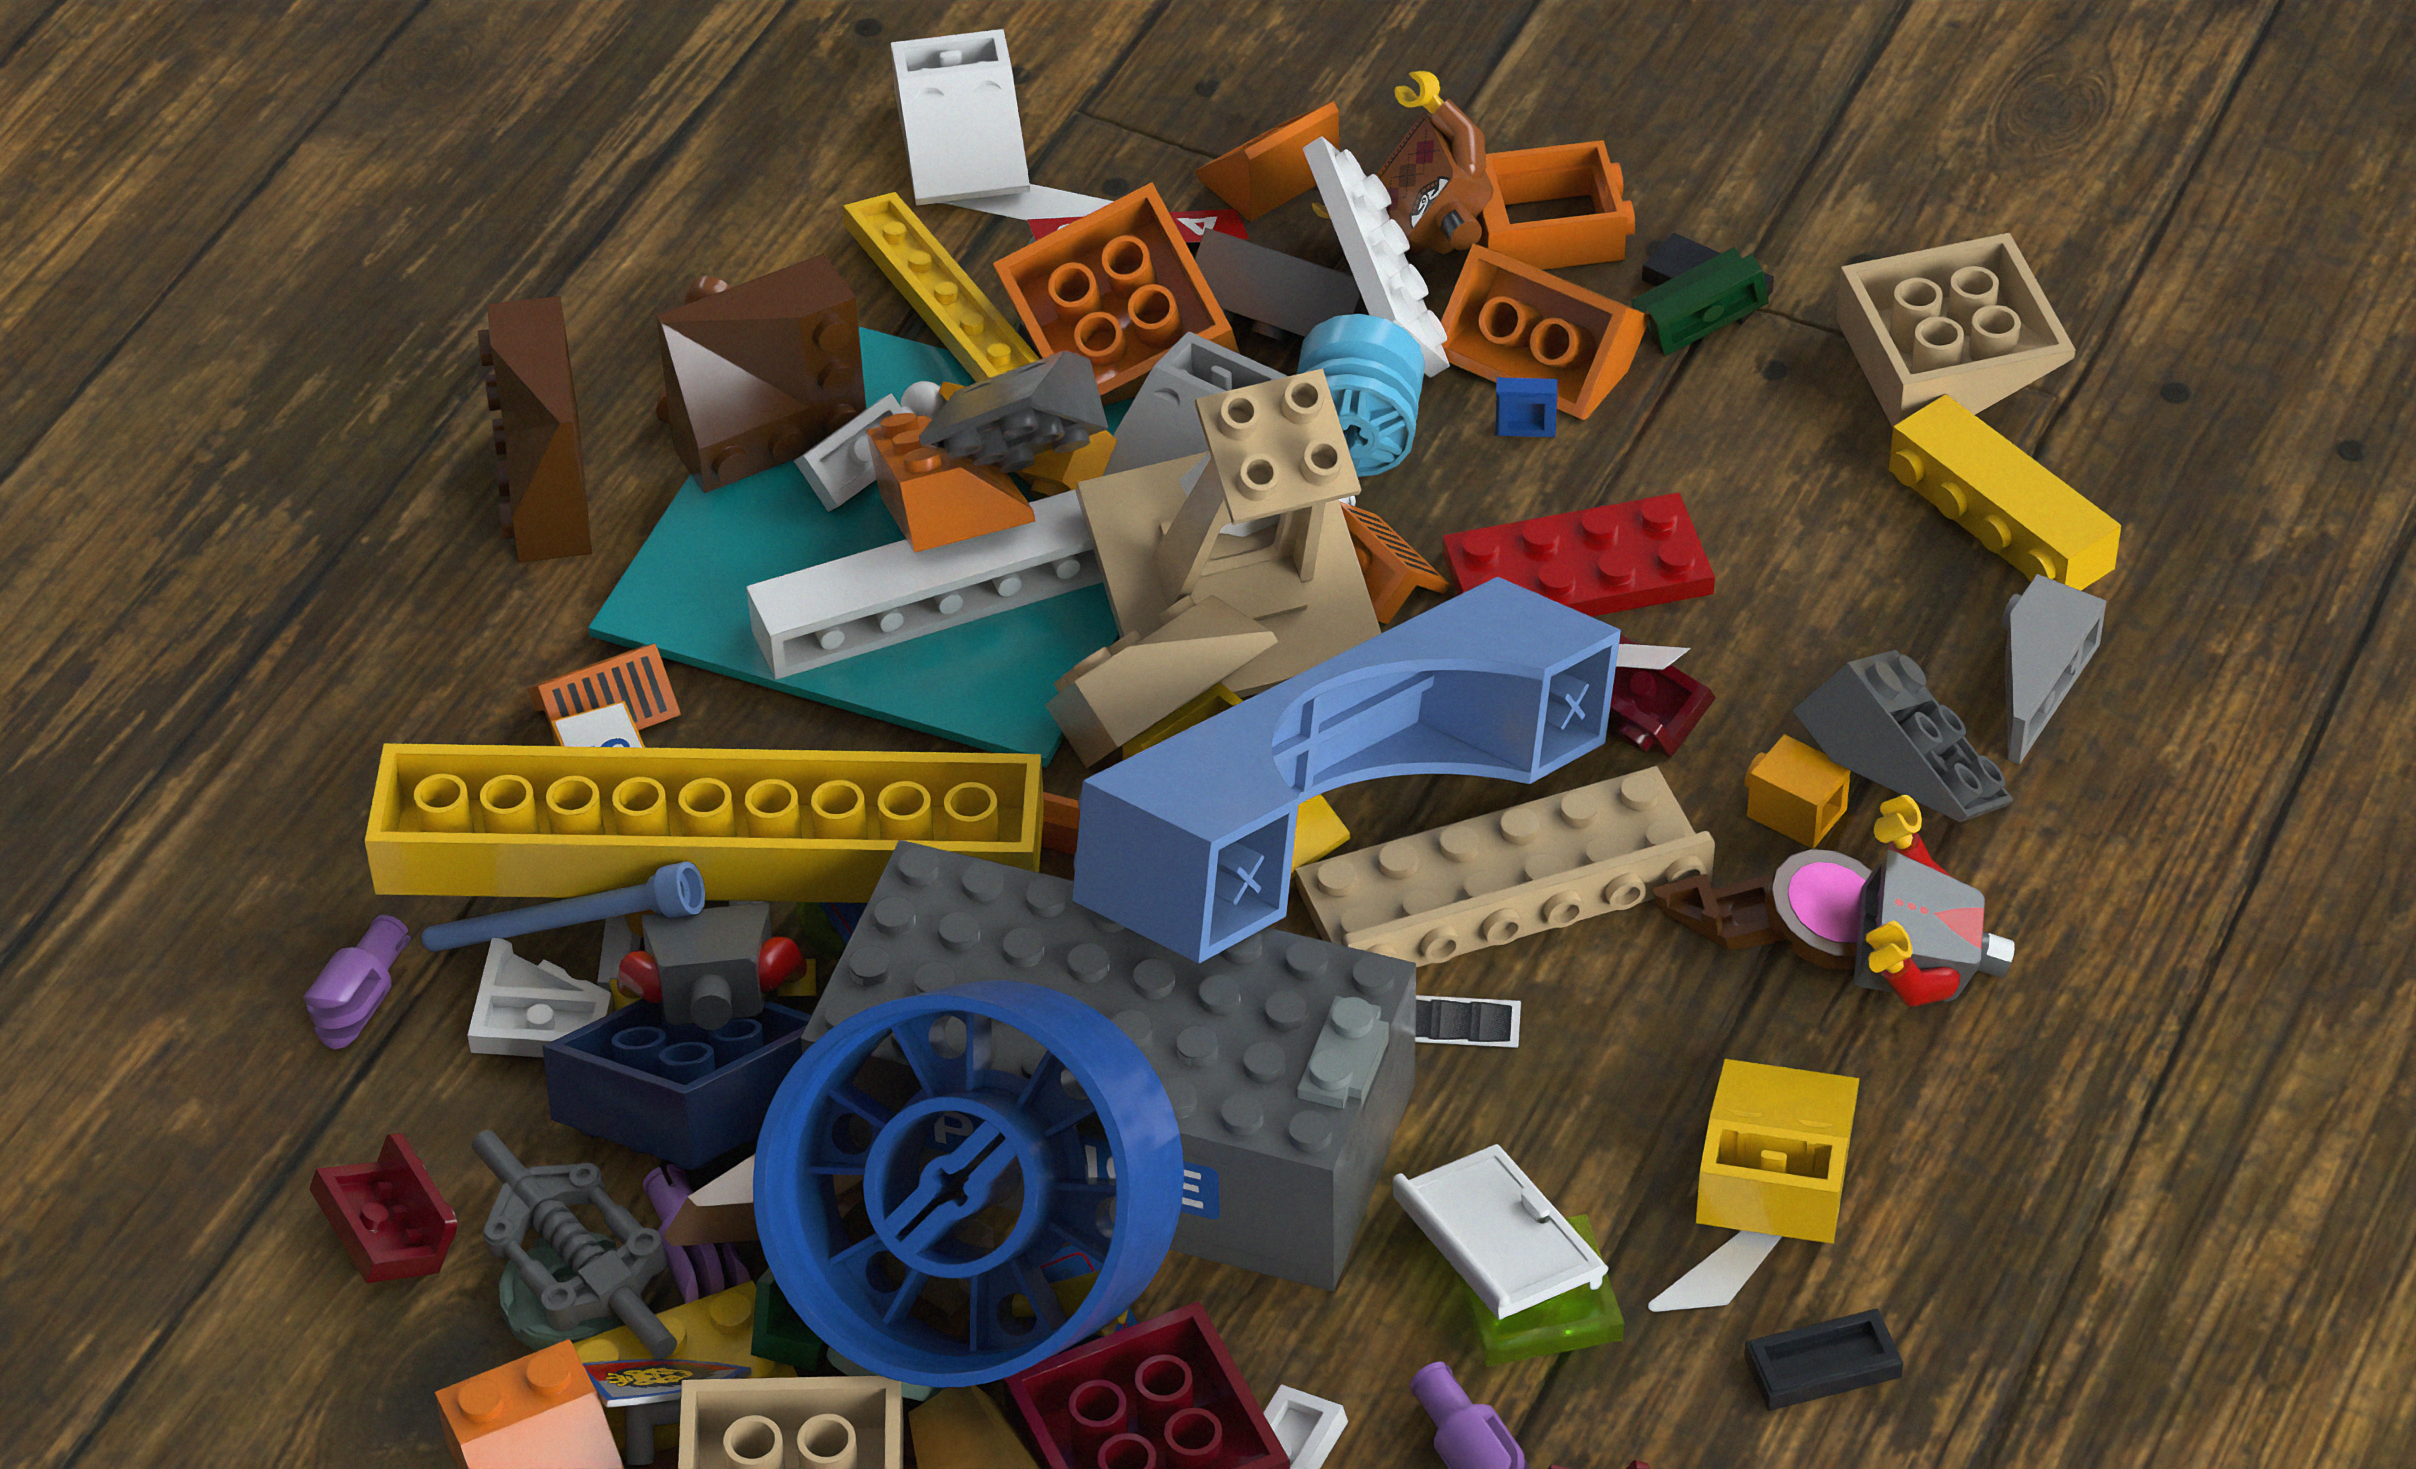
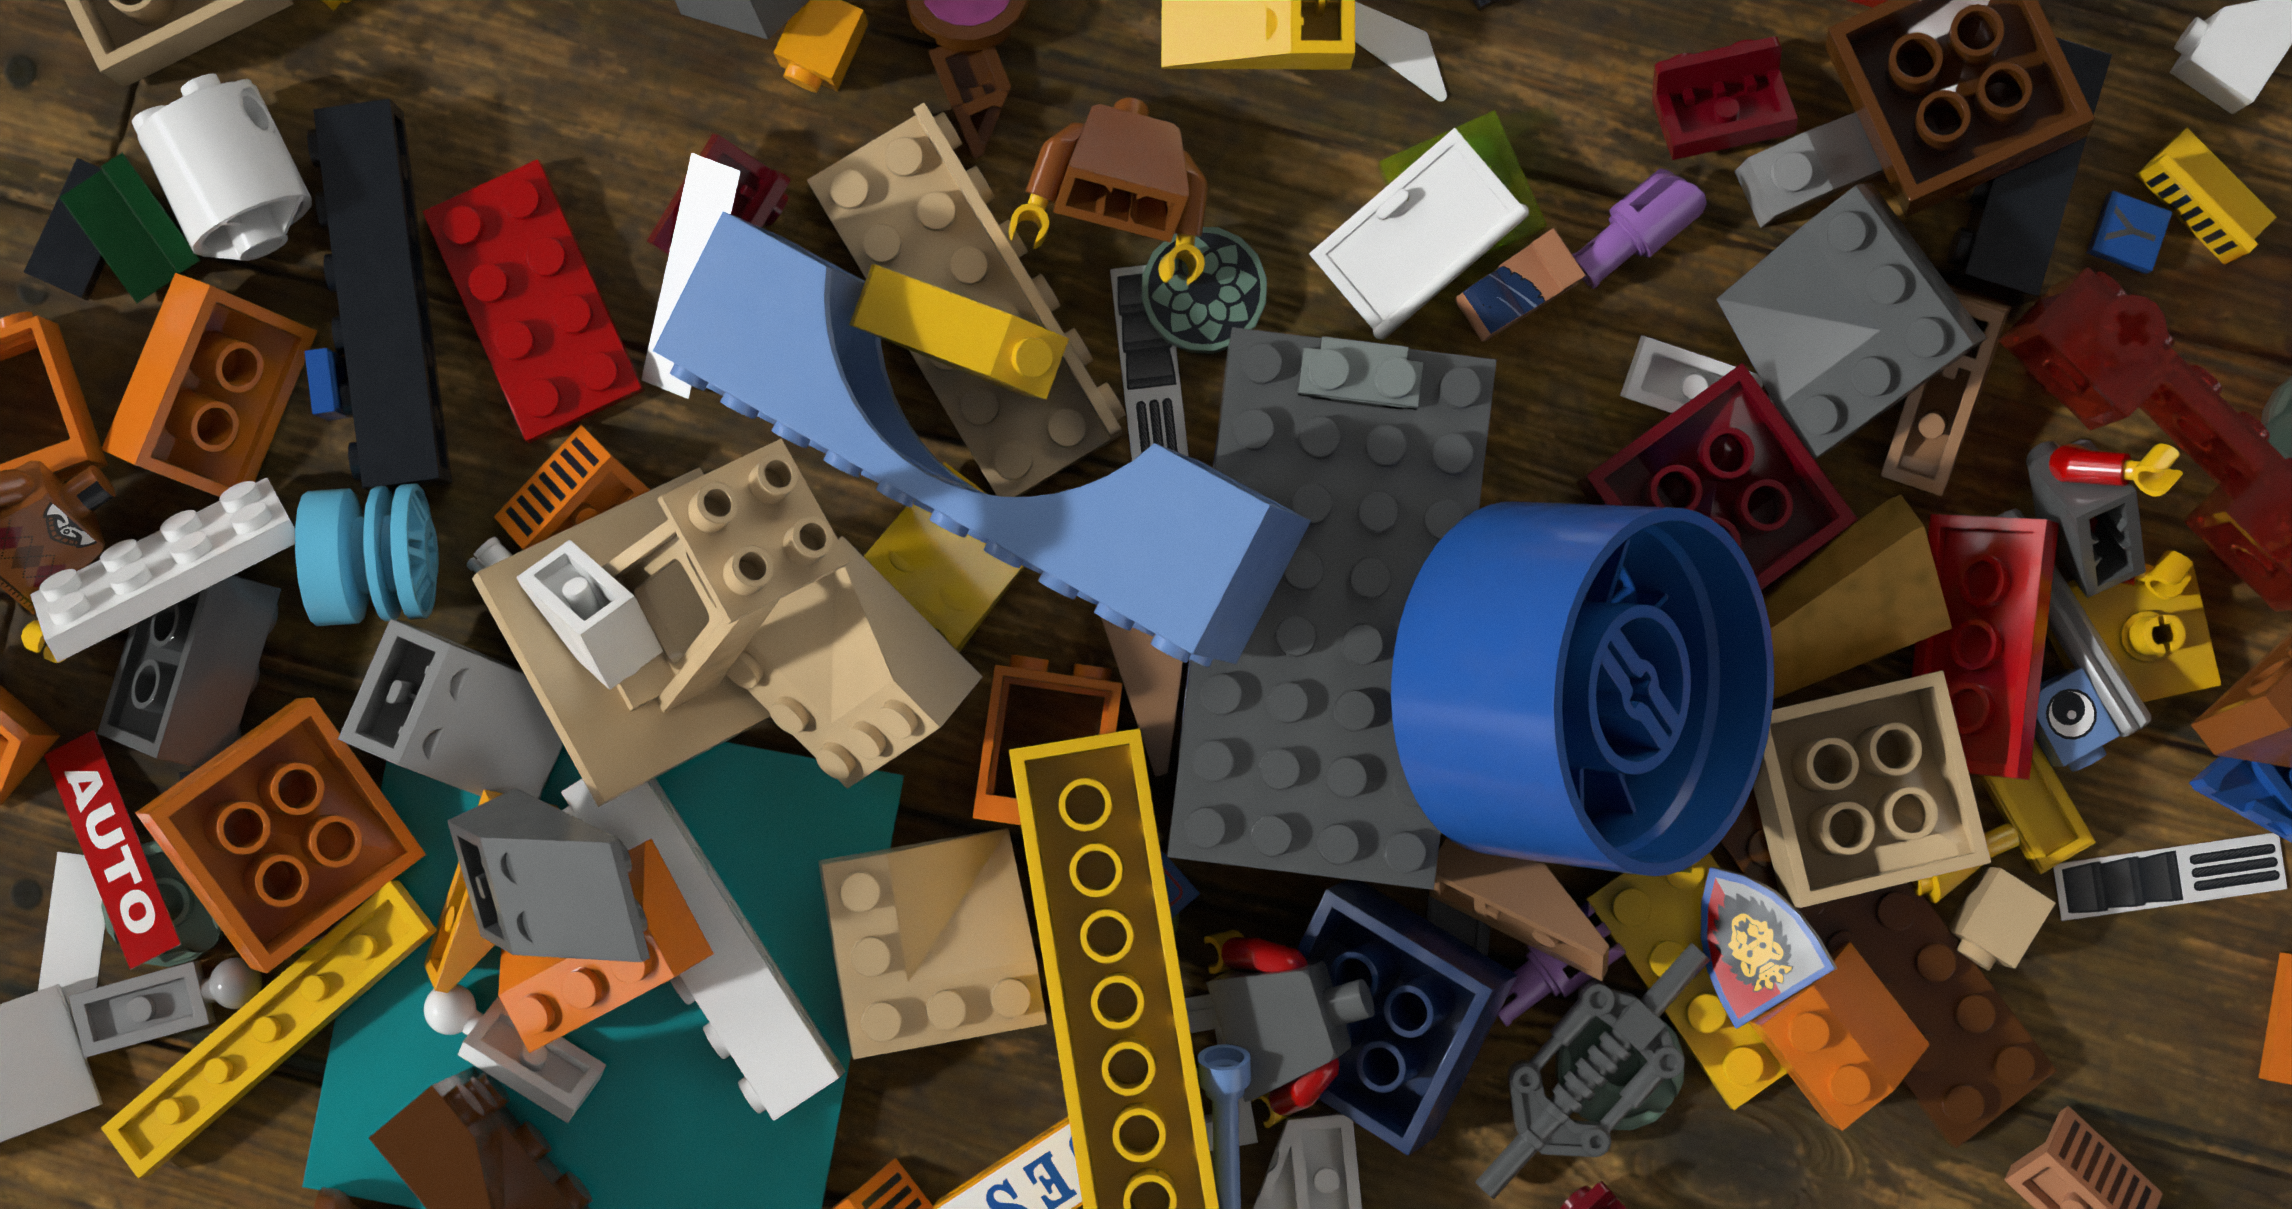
camera: 105 degrees left, 40 degrees up
(880, 695) = (931, 943): none -> tan slope
(989, 234) = (159, 1003): none -> light grey plate
(1426, 1319) = (1520, 286): none -> leg
(1464, 811) = (959, 332): none -> yellow slope
(1481, 1064) = (1222, 297): none -> tile
(1601, 452) = (380, 295): none -> black brick
(1606, 982) = (1125, 176): none -> dark orange torso
(1739, 348) = (224, 168): none -> white cylinder

